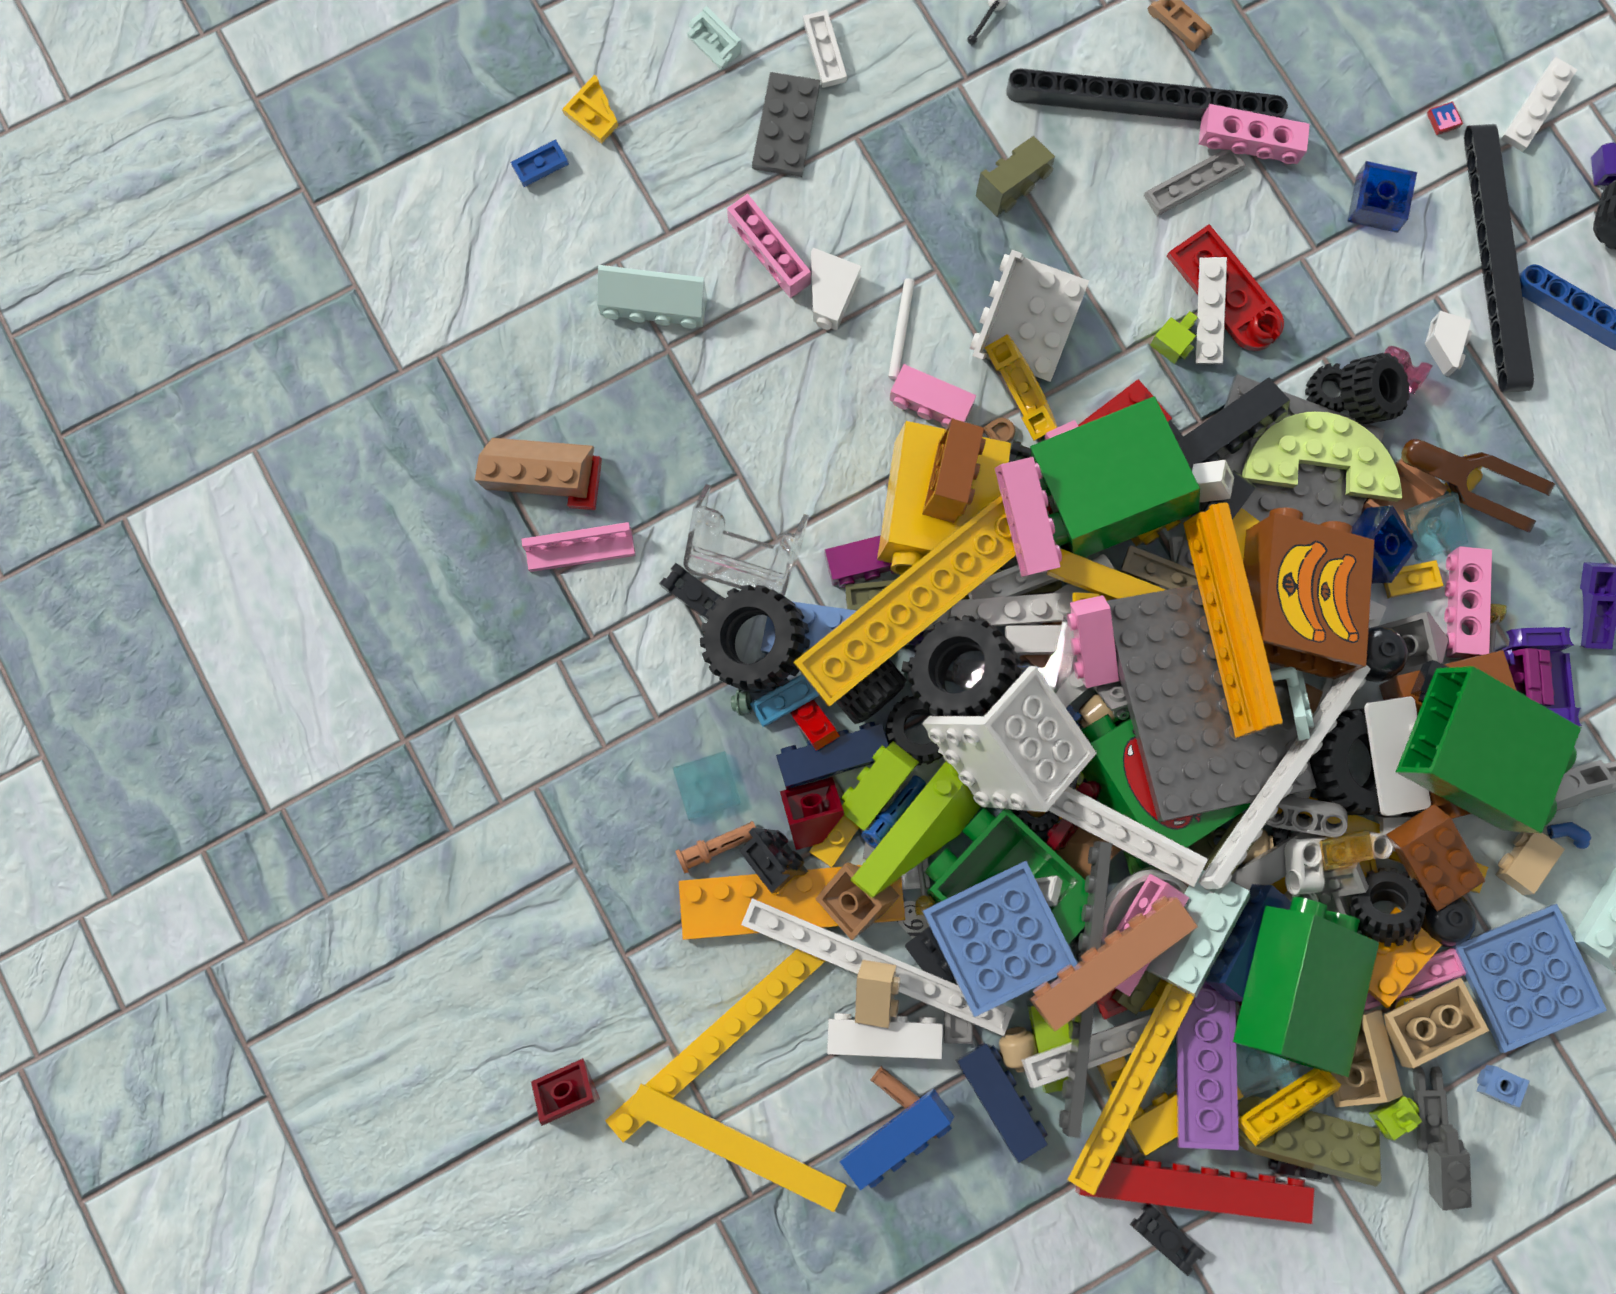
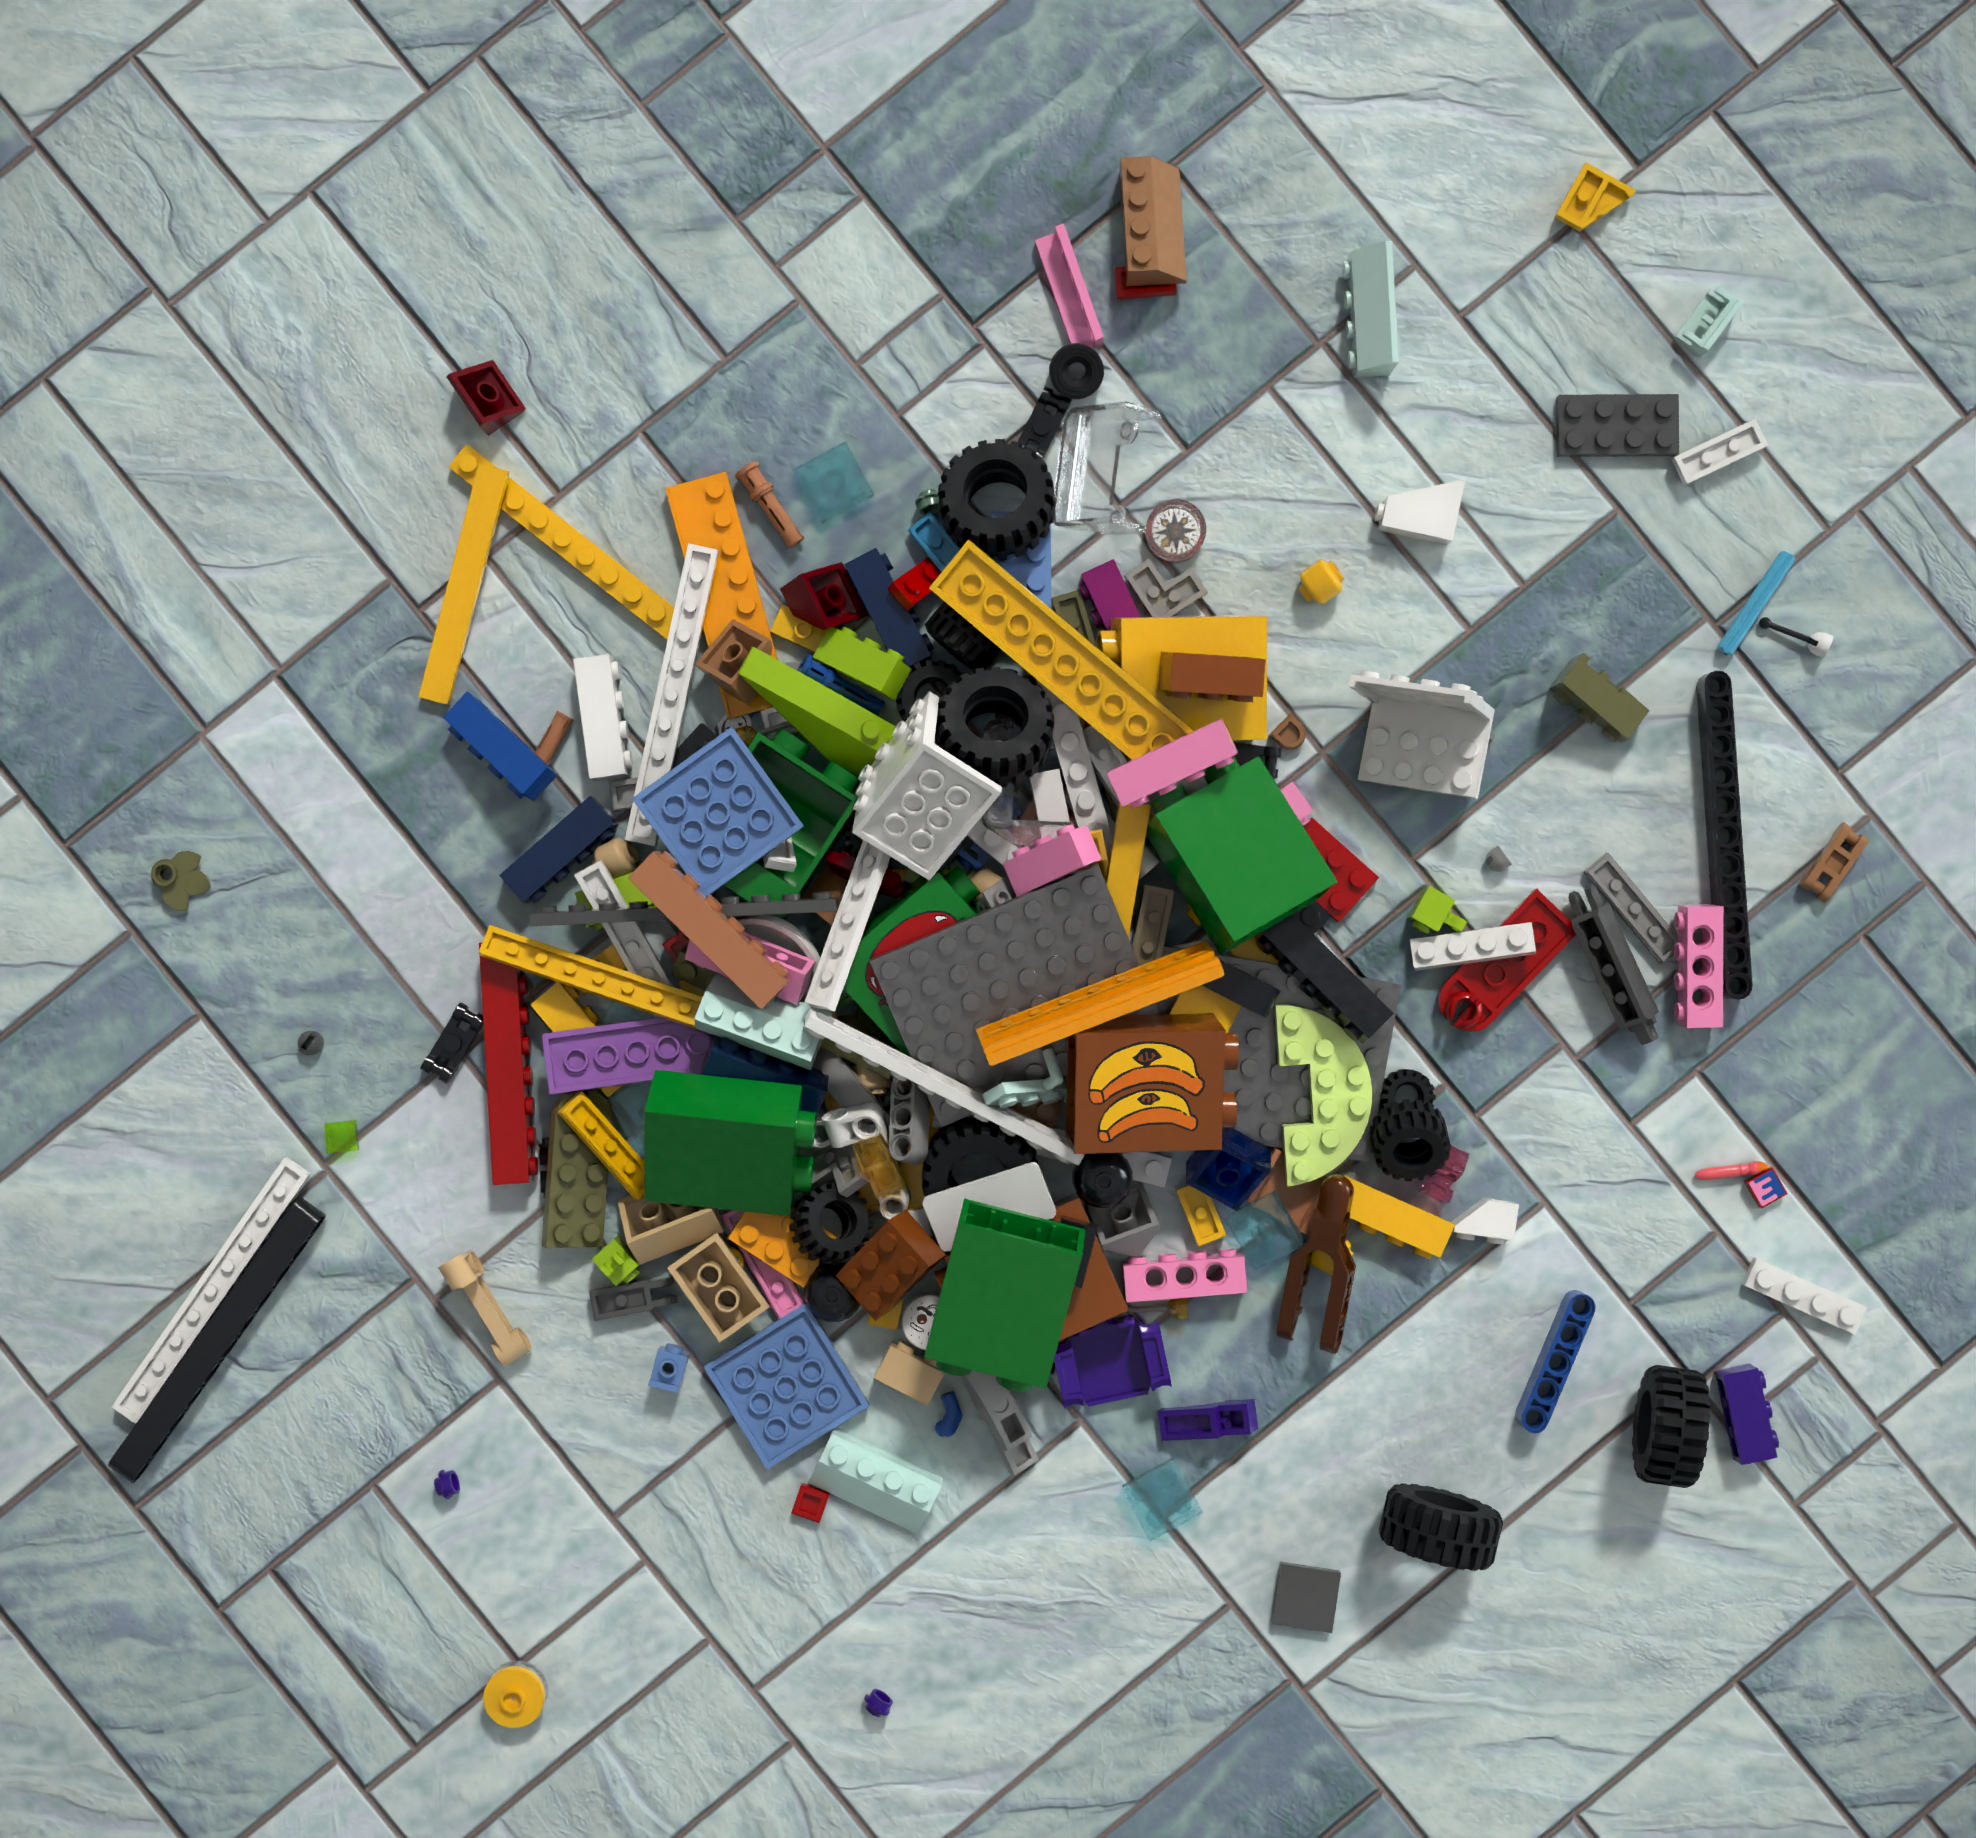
camera: 80 degrees right, 10 degrees up
(539, 163) = (1515, 150): blue plate -> none
(651, 538) = (1093, 371): none -> black tyre
(769, 246) = (1459, 431): bright pink brick -> none
(772, 858) = (766, 565): black bracket -> none
(808, 492) = (1175, 531): none -> clear piece
(865, 514) = (1164, 598): none -> light grey plate
(875, 381) = (1321, 581): none -> yellow head
(876, 994) = (641, 697): tan brick -> none
(901, 328) = (1391, 601): white bar -> none
(931, 396) = (1312, 649): bright pink brick -> none
(955, 43) = (1756, 603): none -> medium azure axle
(1023, 386) = (1345, 749): yellow slope -> none
(1137, 278) = (1497, 860): none -> light grey hinge
(1214, 480) = (1258, 964): white brick -> none
(1243, 201) = (1614, 965): none -> dark grey hinge
(1382, 196) = (1648, 1123): clear blue brick -> none
(1397, 1268) = (465, 1272): none -> tan piece
(1427, 141) = (1752, 1168): none -> coral piece
(1440, 410) = (1399, 1220): none -> yellow brick
(1449, 1170) = (570, 1320): dark grey hinge -> none
(1483, 839) = (919, 1317): none -> white head
(1498, 258) = (1602, 1266): black beam -> none
(1533, 675) = (1109, 1351): magenta brick -> none

